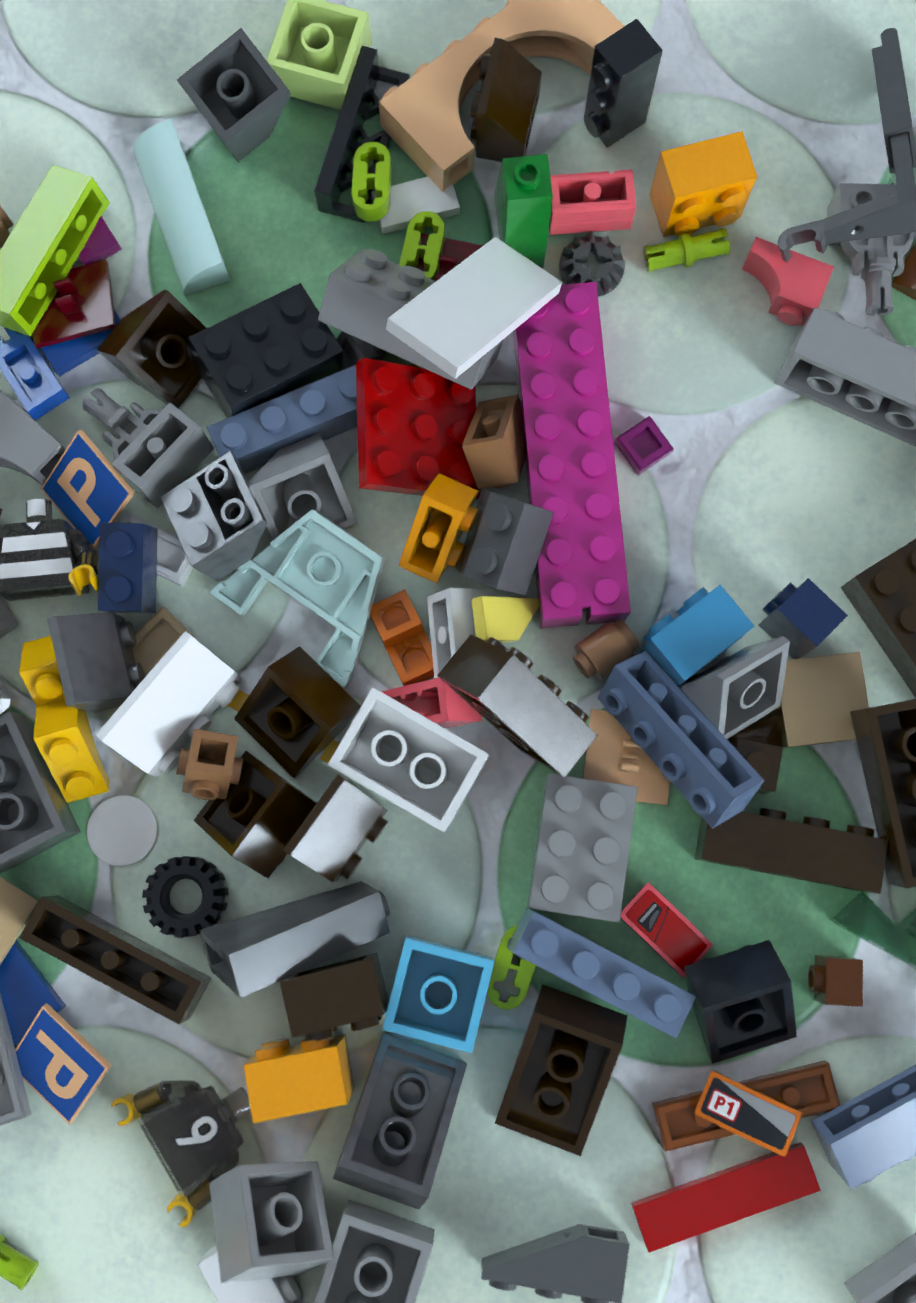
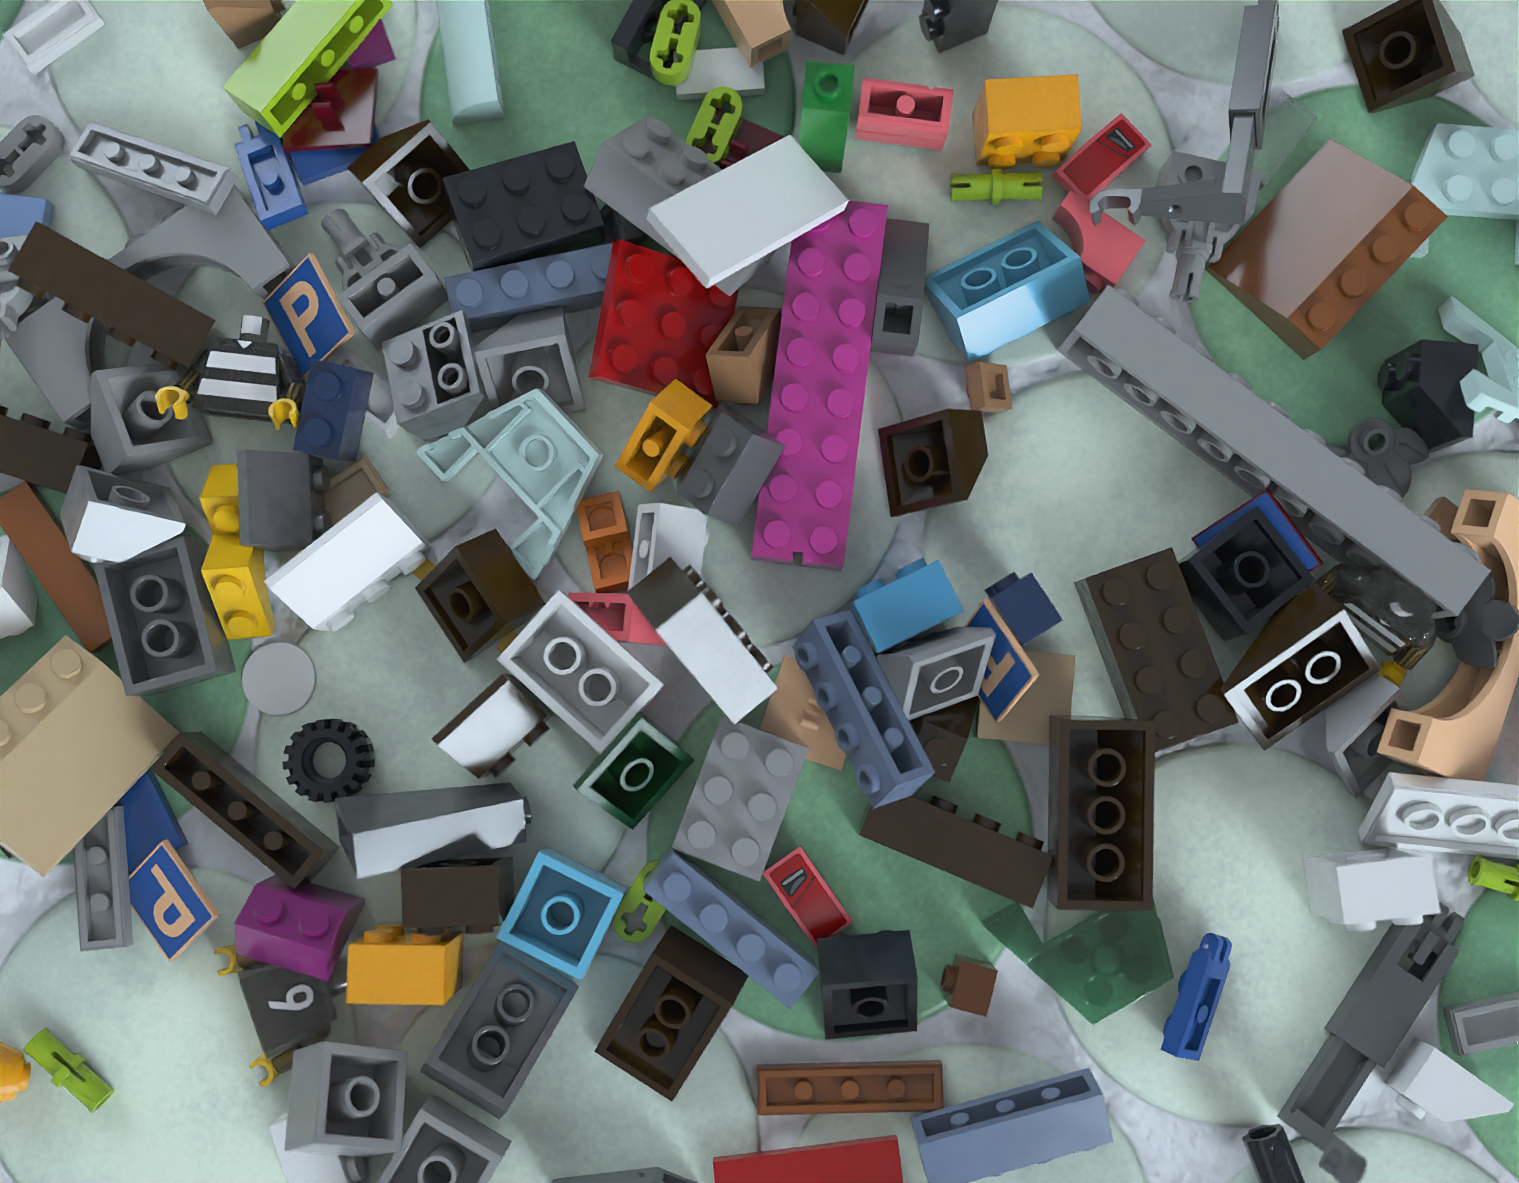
camera: 10 degrees right, 5 degrees up
(187, 1061) = (296, 927): none -> magenta slope
(209, 765) = (377, 633): medium nougat brick -> none
(256, 816) = (415, 692): dark brown slope -> none
(479, 842) = (634, 771): none -> dark green slope
(502, 617) = (710, 544): light yellow tile -> none
(577, 252) = (910, 169): dark grey gear -> none
(605, 649) = (811, 597): medium nougat brick -> none
(625, 356) = (900, 288): none -> dark grey slope
(643, 445) = (902, 389): magenta tile -> none
(687, 501) = (932, 459): none -> dark brown slope
(718, 337) = (1007, 290): none -> medium azure slope
(722, 426) = (988, 387): none -> medium nougat plate
(748, 1113) = (847, 1096): slope -> none
(775, 206) = (1102, 158): none -> slope
(806, 674) = (1008, 667): none -> piece

